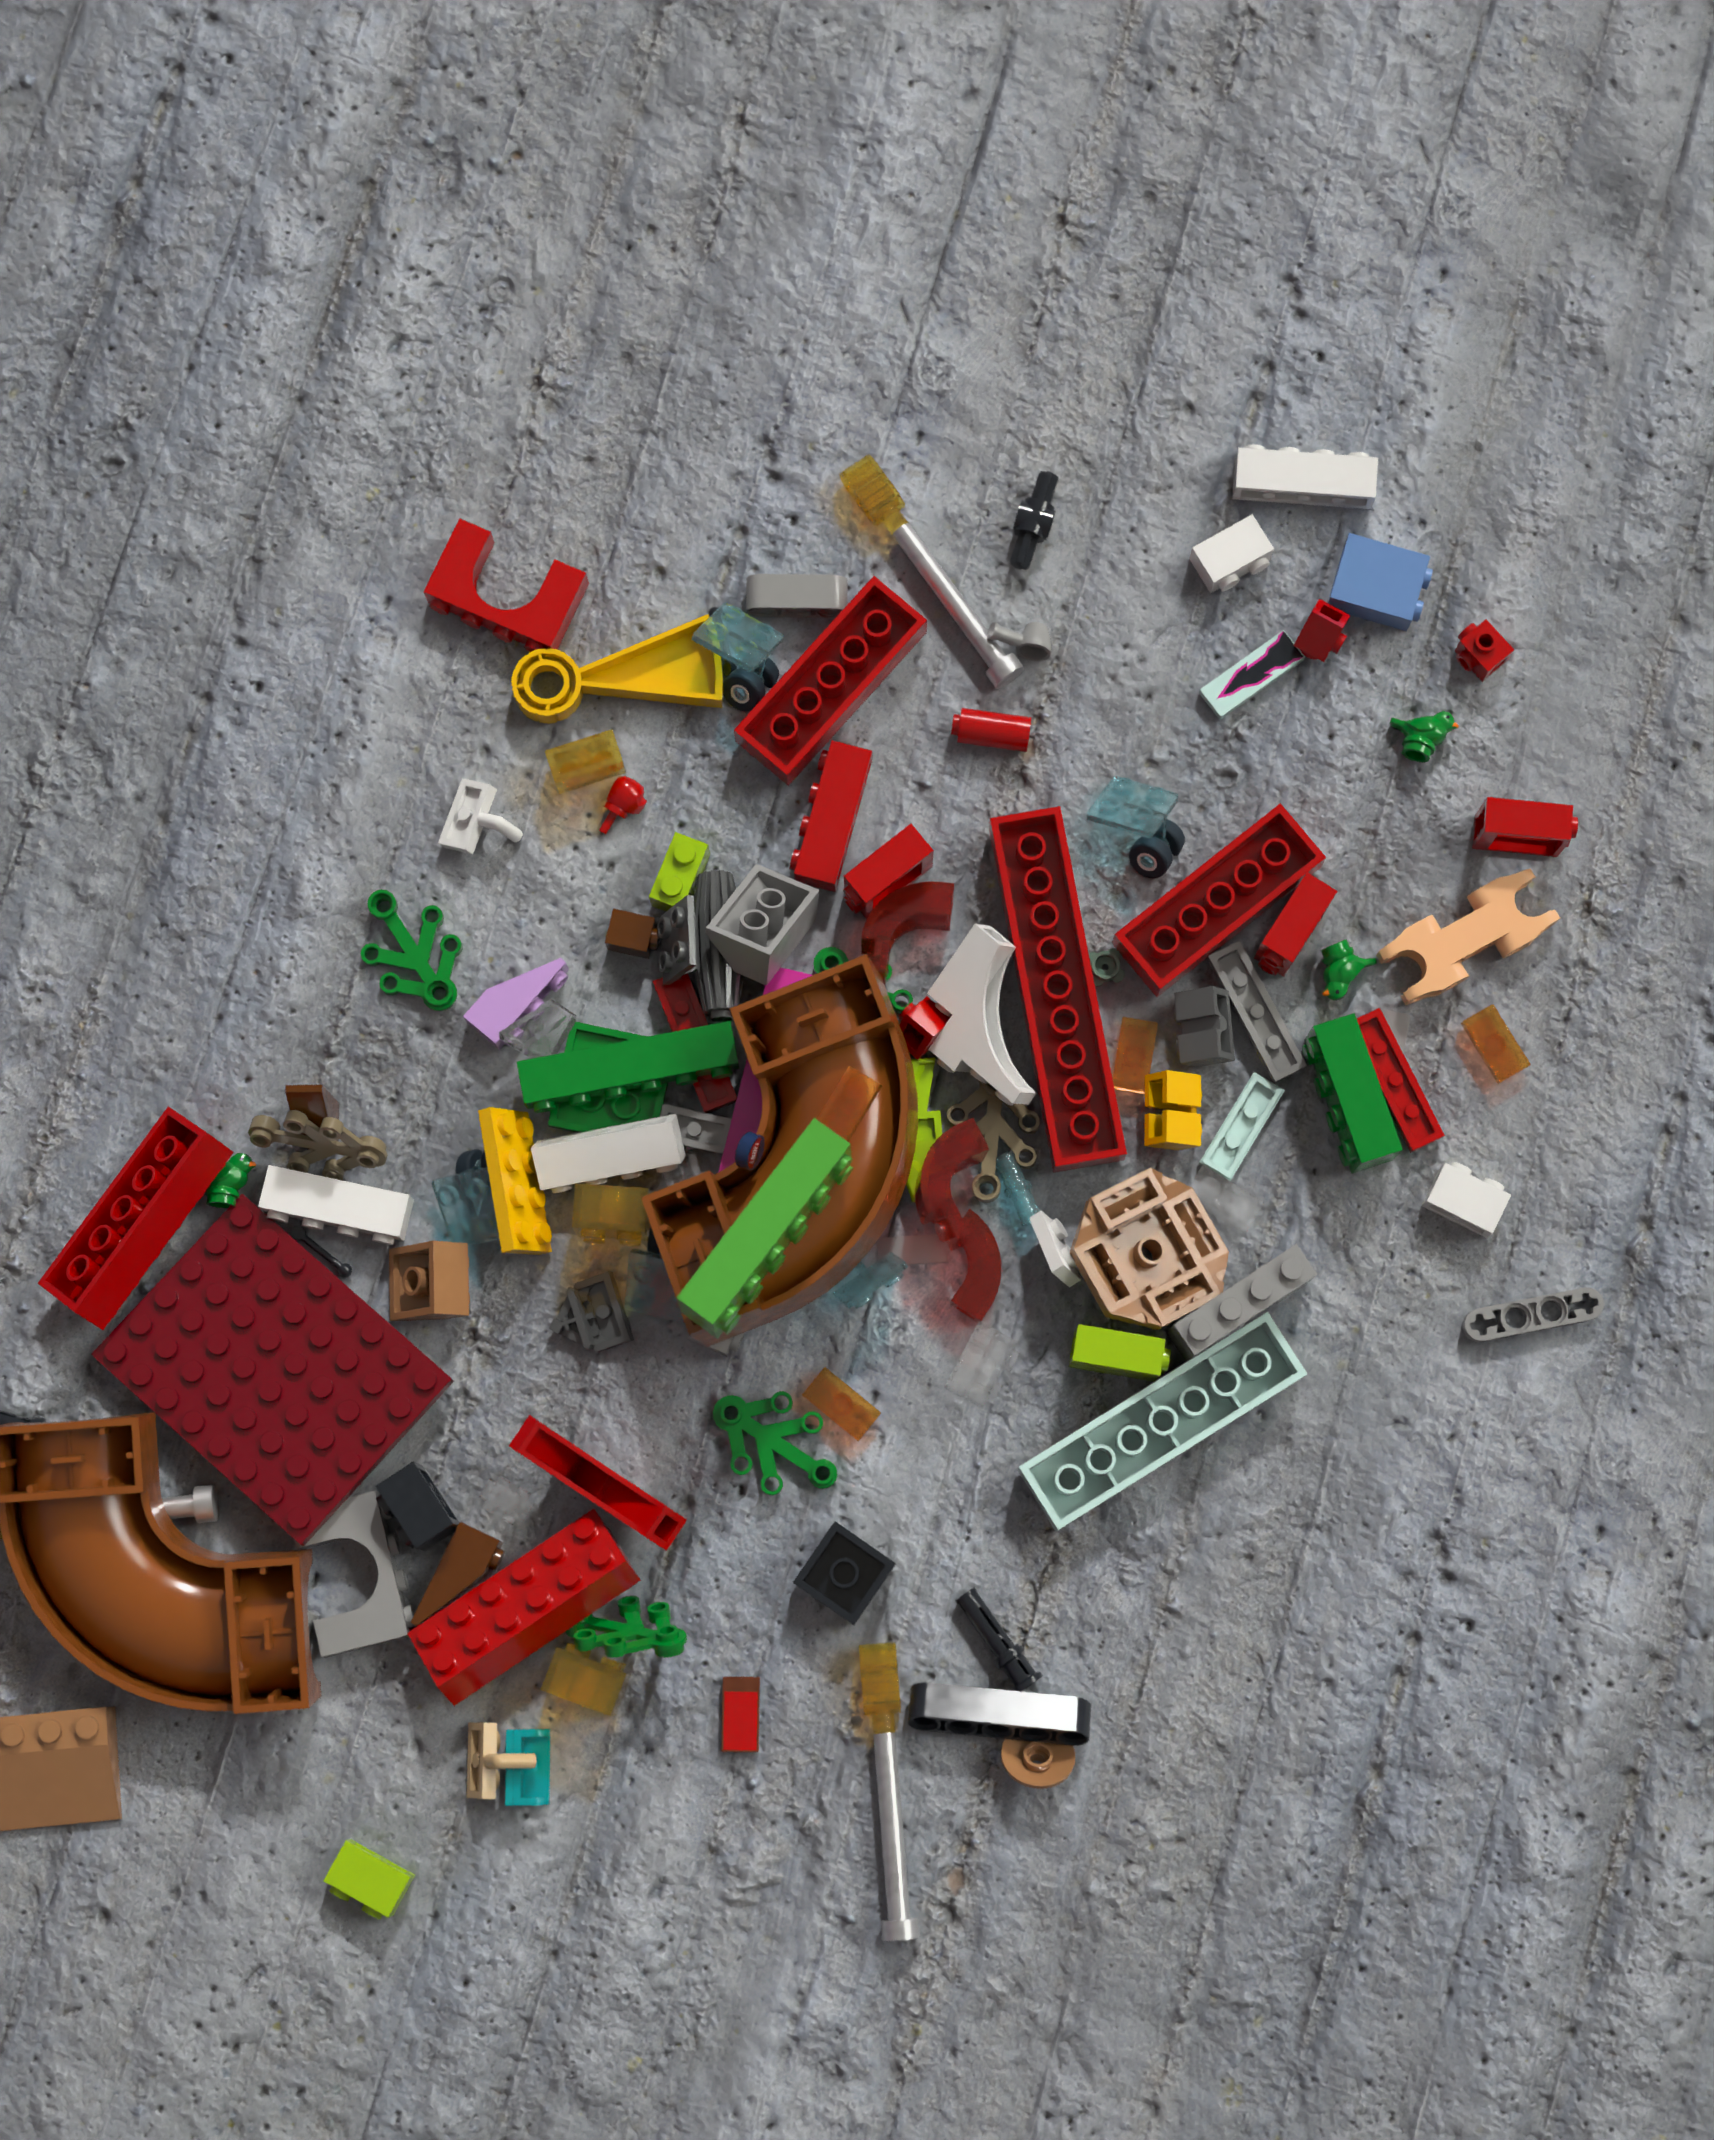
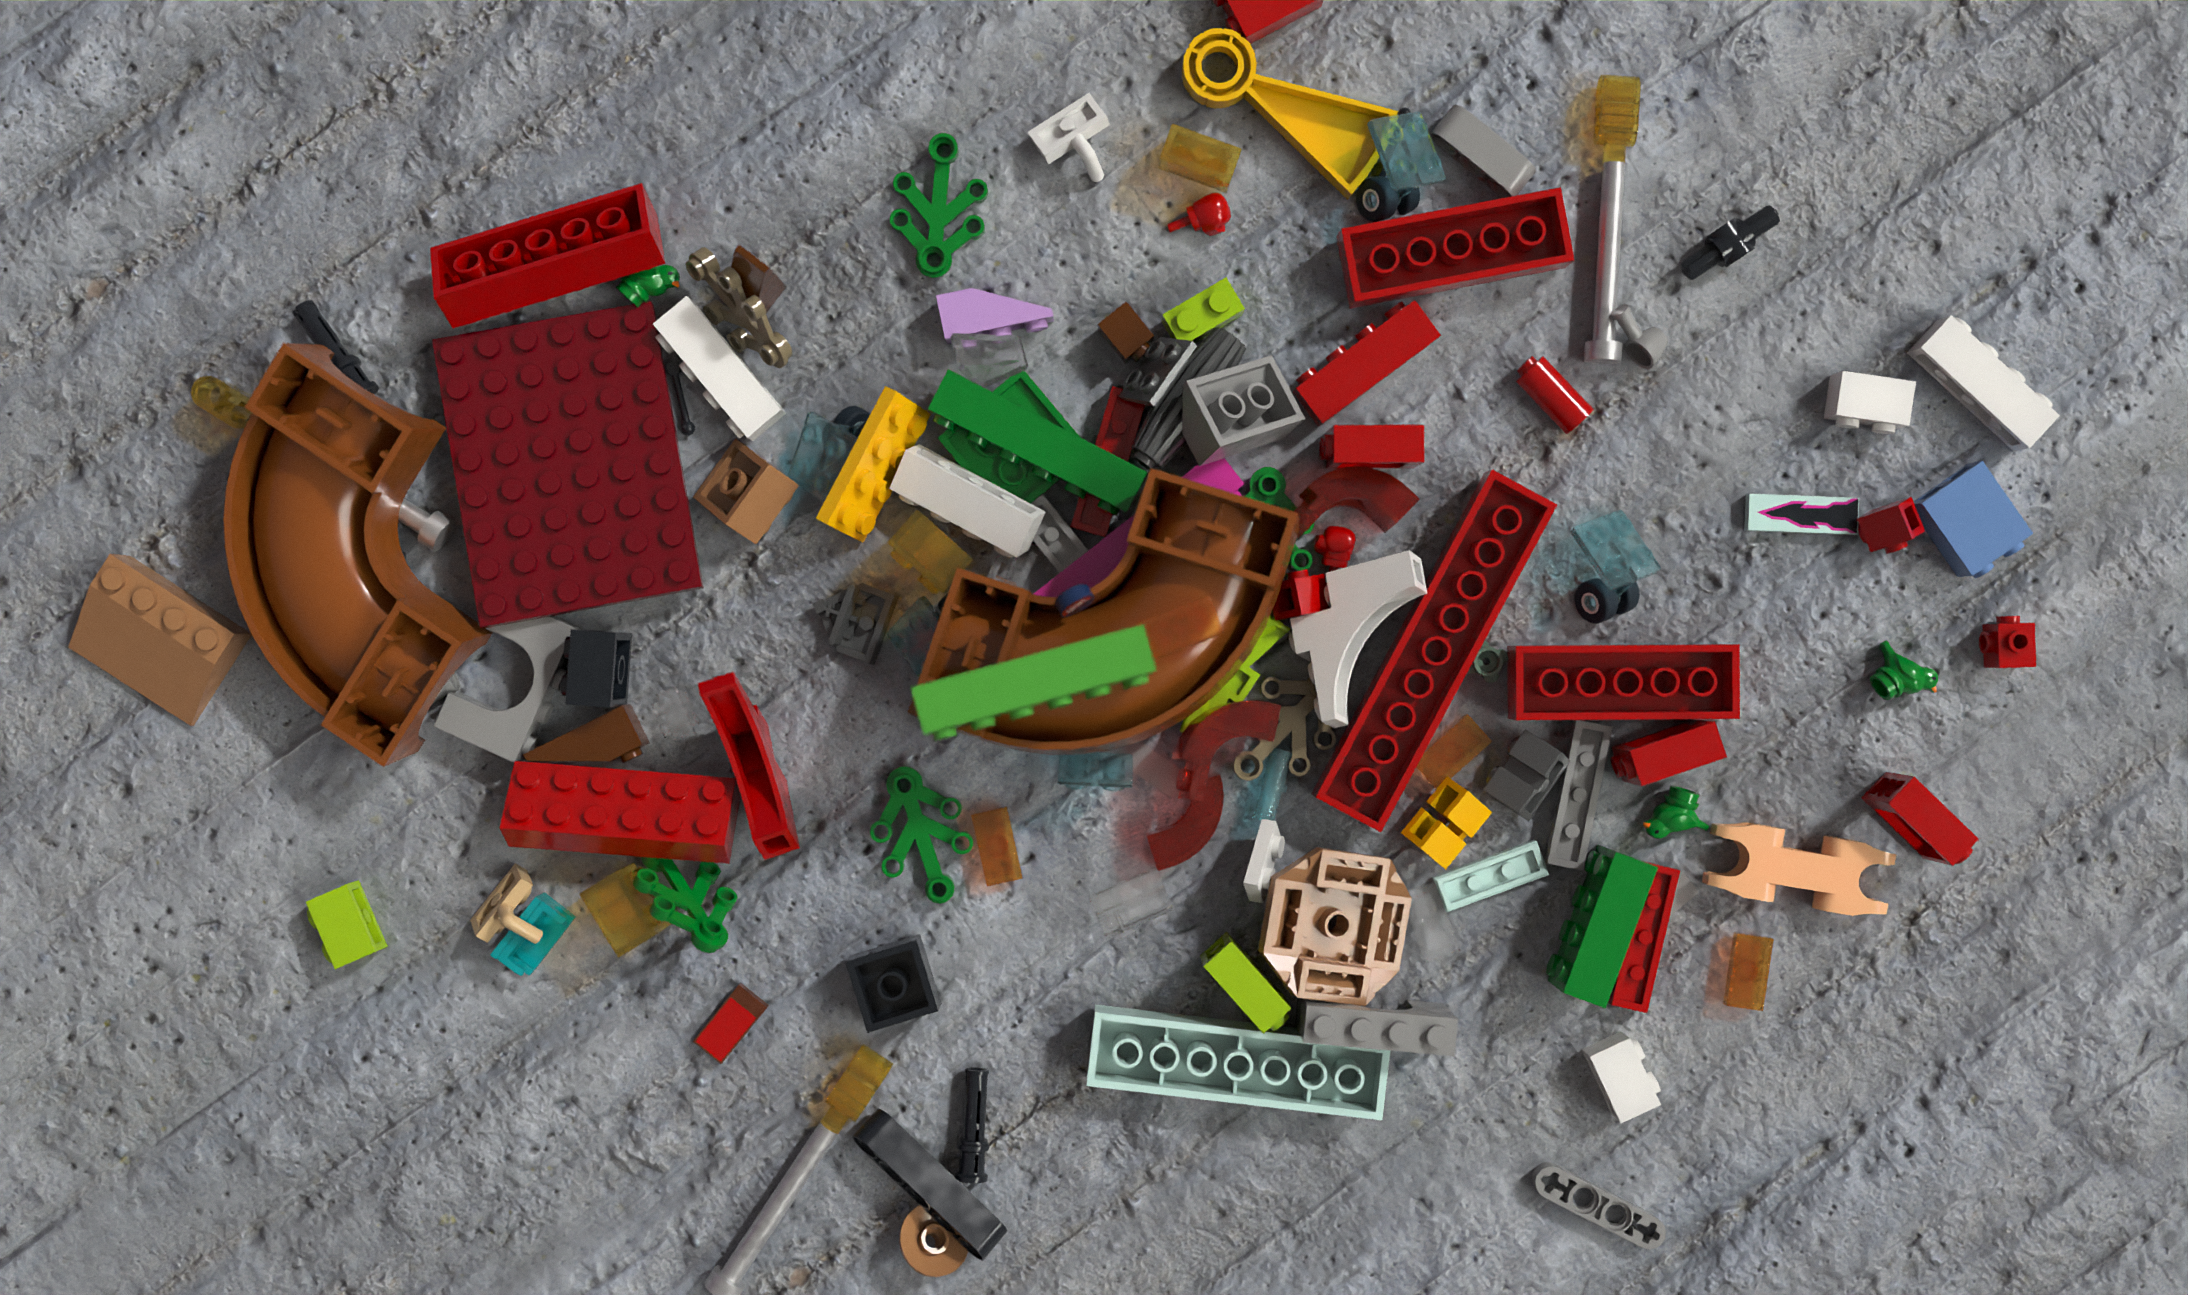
camera: 35 degrees right, 10 degrees up
(919, 969) = (1335, 546): none -> red piece

